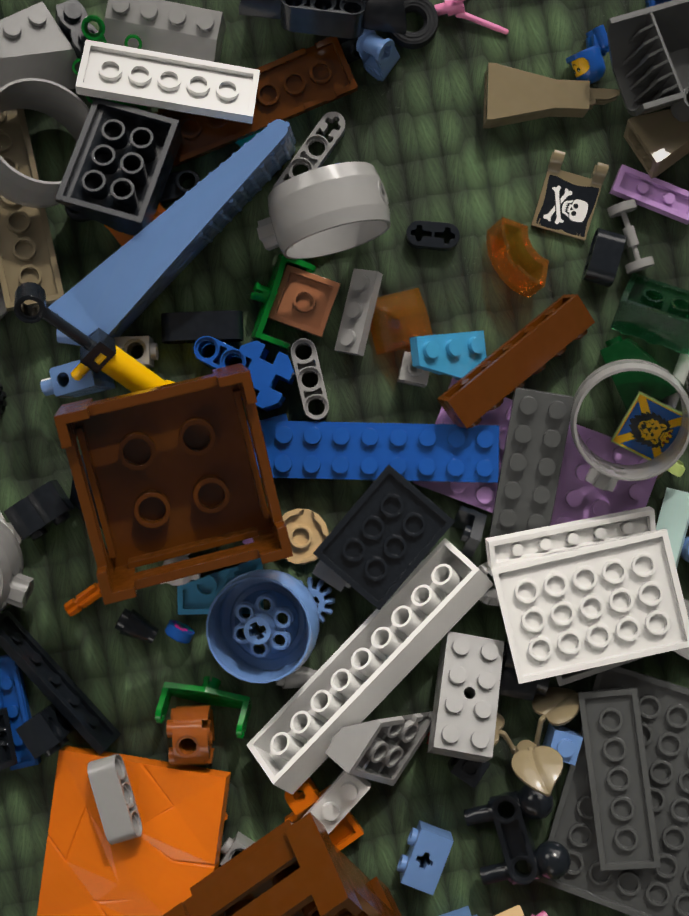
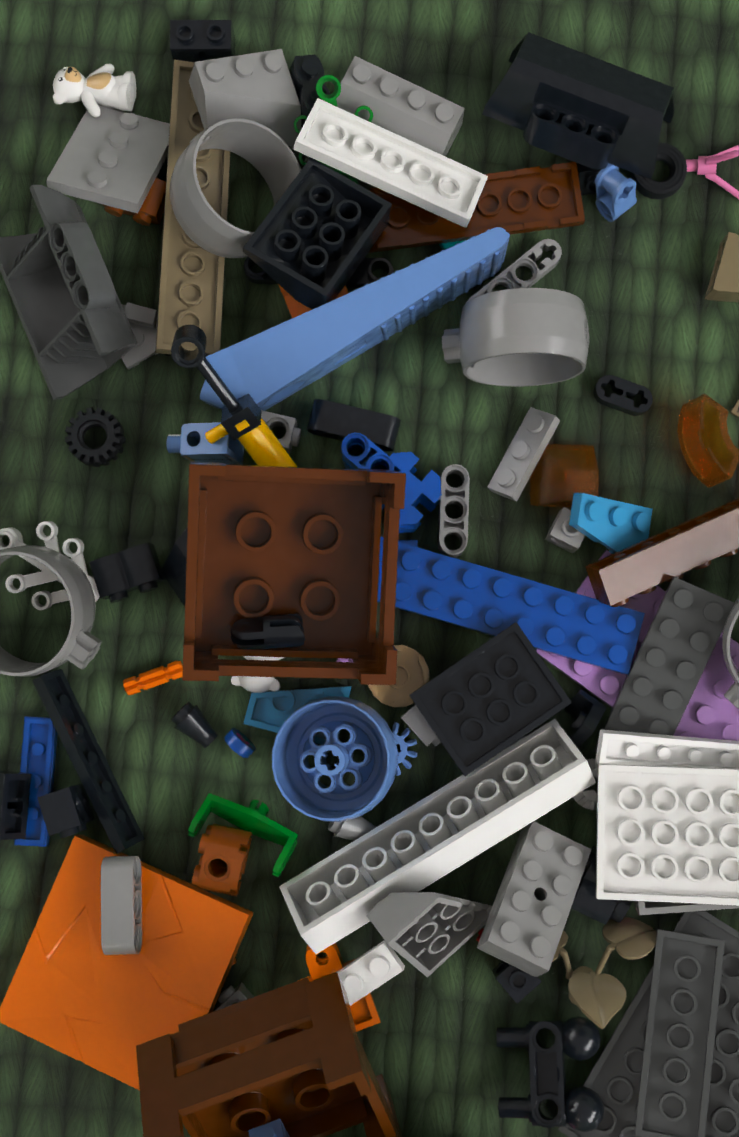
camera: 20 degrees right, 5 degrees down
(173, 535) = (268, 632): none -> black arm
(267, 296) = (431, 411): green piece -> none
(304, 301) = (469, 427): nougat plate -> none
(426, 872) = (439, 1086): medium blue brick -> none
(565, 741) = (631, 978): medium blue brick -> none

